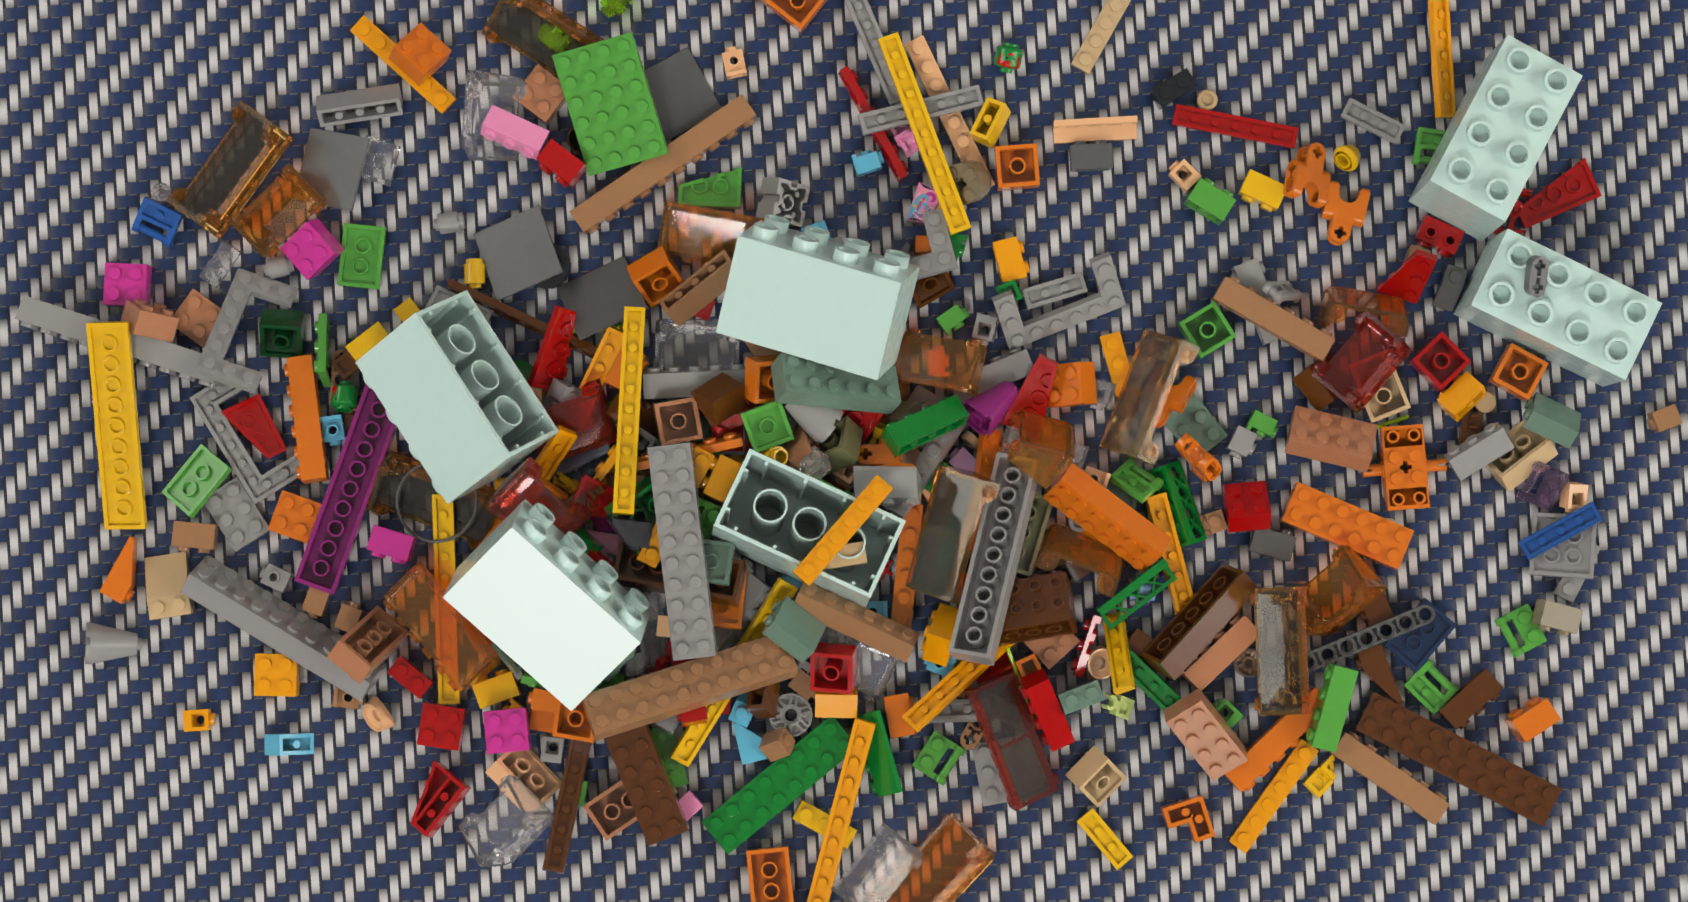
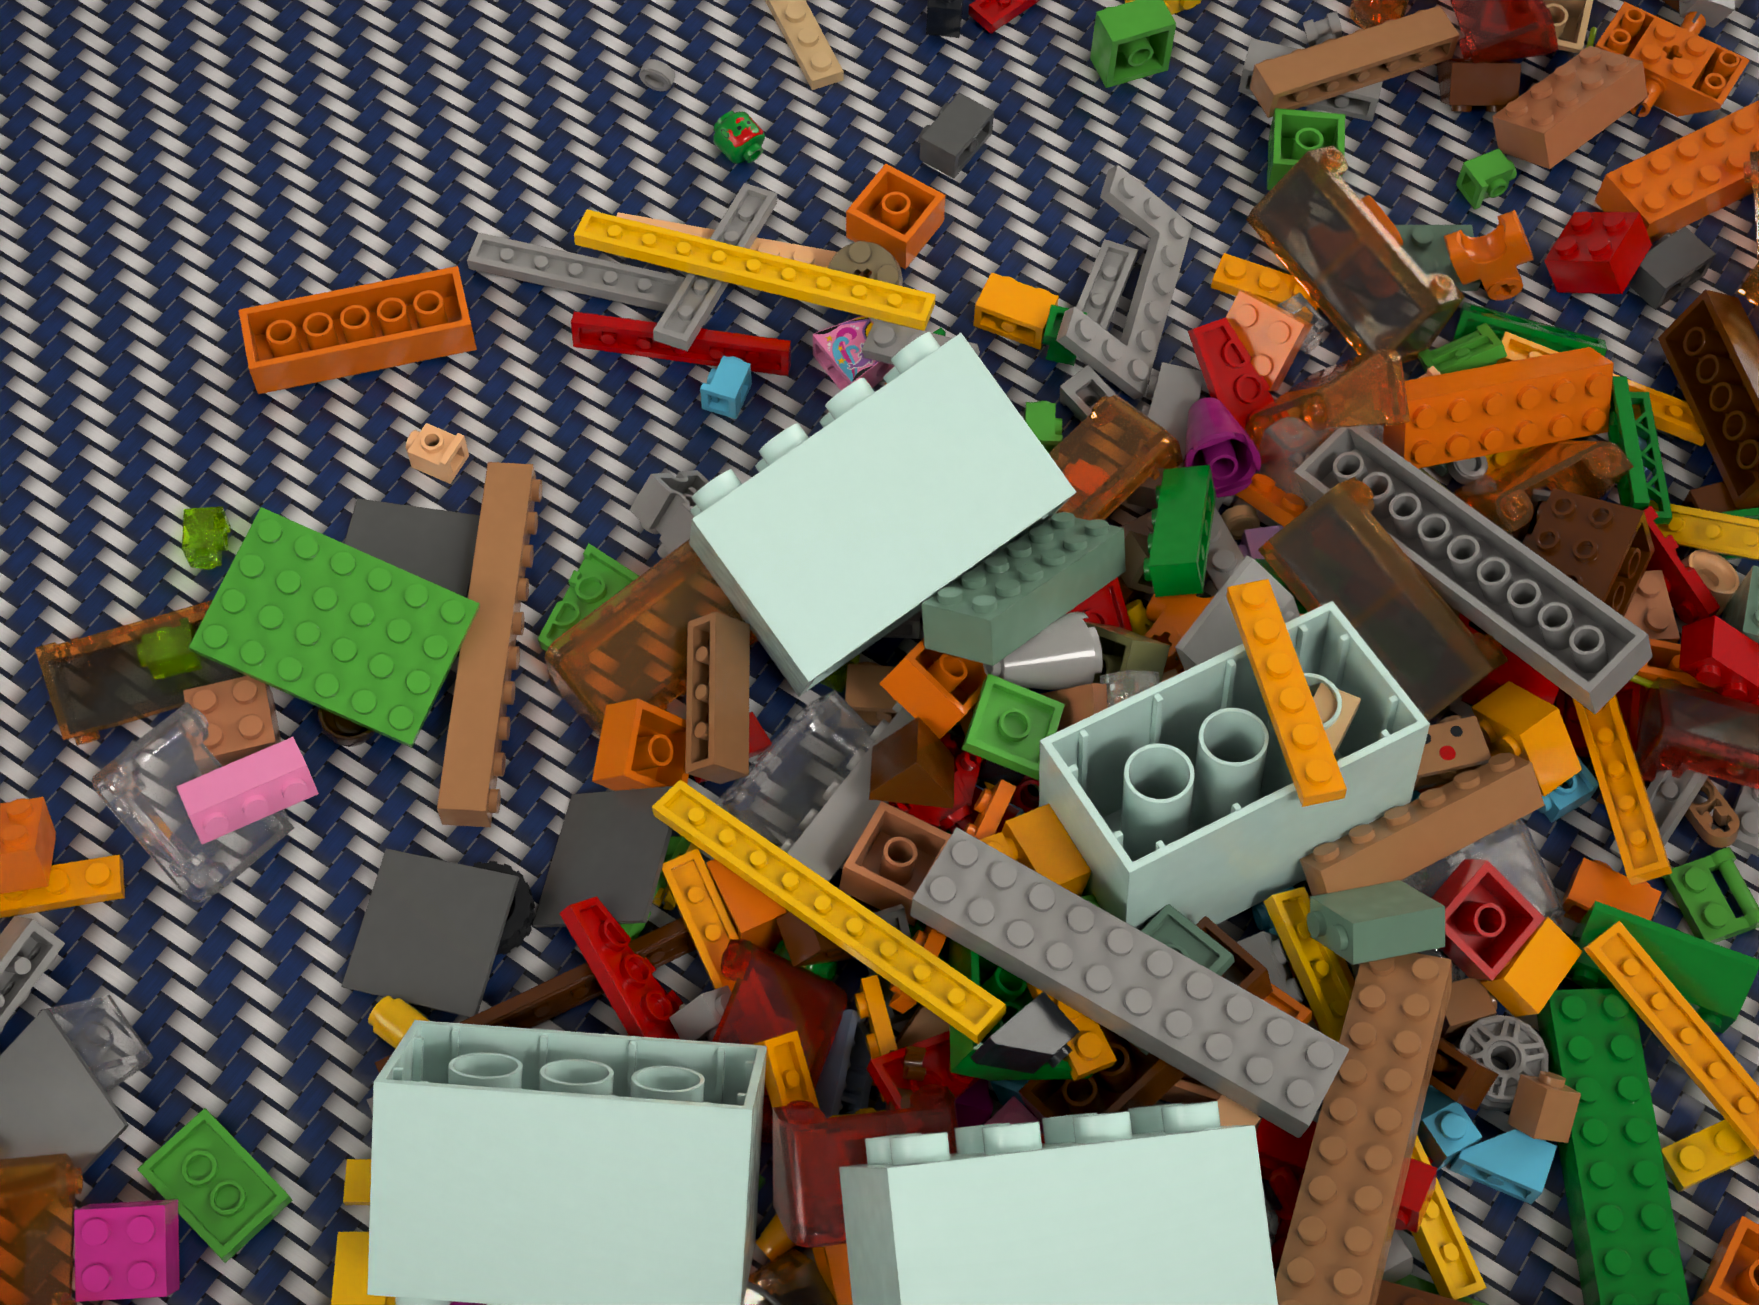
camera: 50 degrees left, 25 degrees down
(449, 222) = (290, 1003): light grey brick -> none
(561, 163) = (356, 767): red brick -> none
(903, 604) = (1449, 749): none -> medium nougat brick
(905, 140) = (740, 316): bright pink piece -> none
(990, 122) = (807, 206): yellow brick -> none
(1095, 129) = (897, 133): light nougat fence -> none
(1192, 175) = (1070, 53): light nougat brick -> none
(1213, 522) = (1590, 309): medium nougat brick -> none
(1241, 442) = (1488, 204): light grey brick -> none

